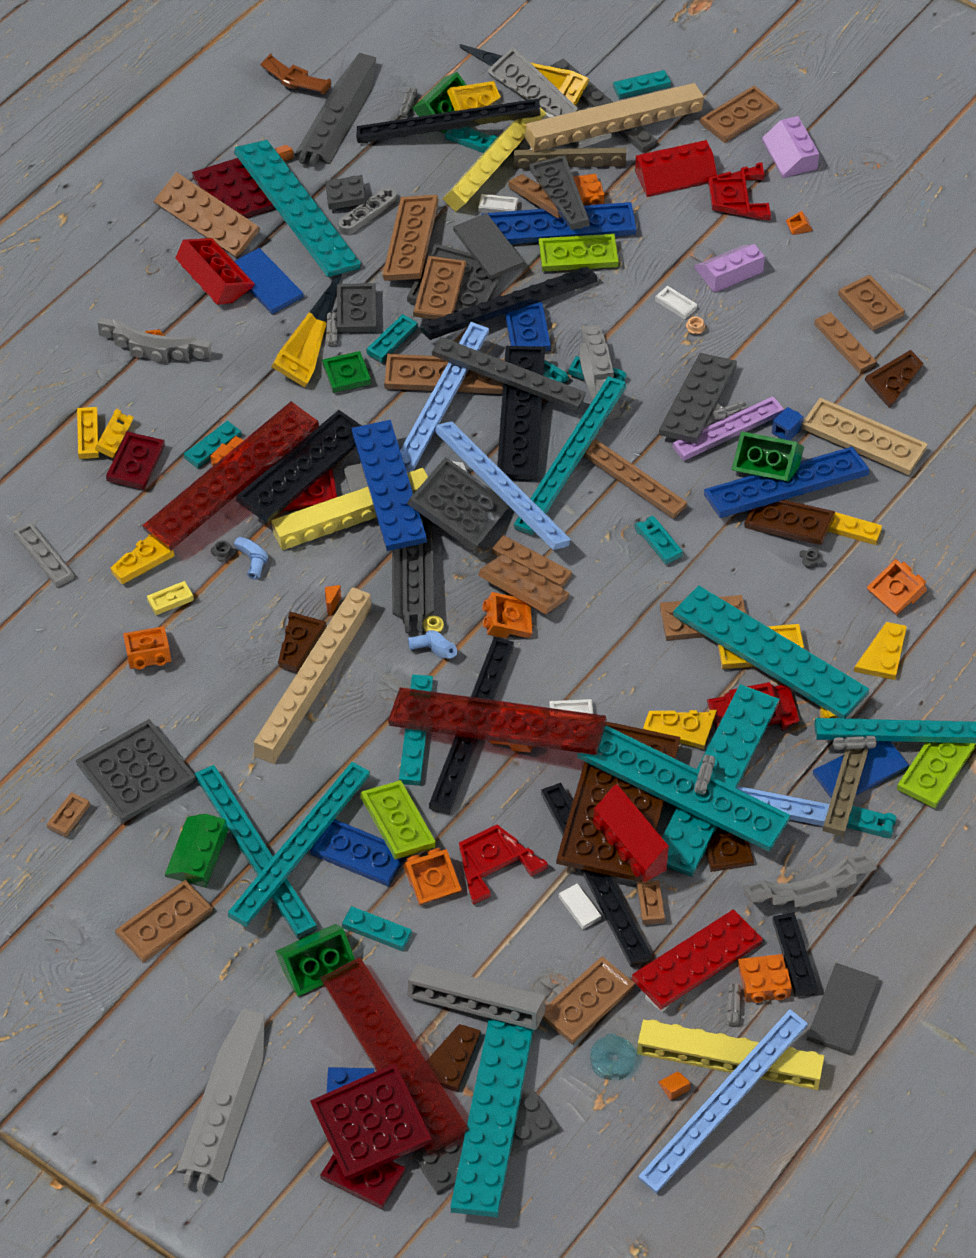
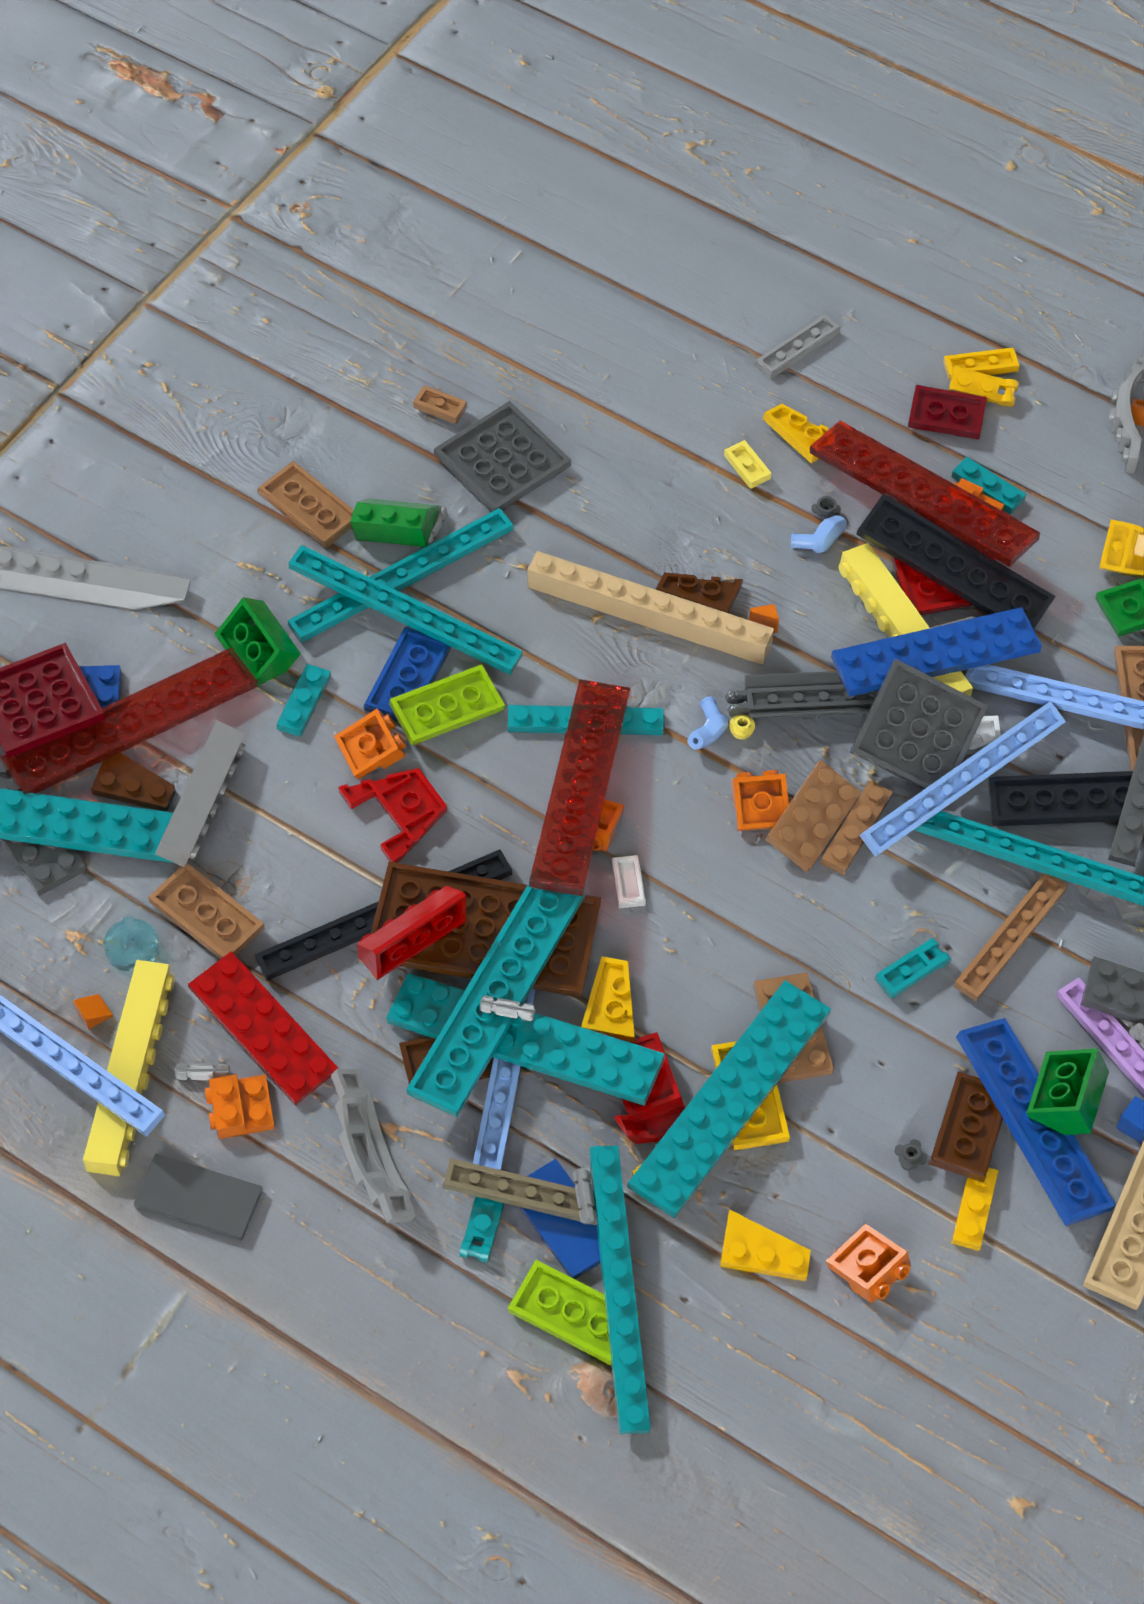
camera: 85 degrees right, 5 degrees up
(147, 647) = (670, 448): orange plate -> none
(463, 747) = (623, 779): black plate -> none
(579, 906) = (340, 901): white tile -> none
(650, 902) = (343, 976): medium nougat plate -> none
(795, 954) = (273, 1138): black plate -> none

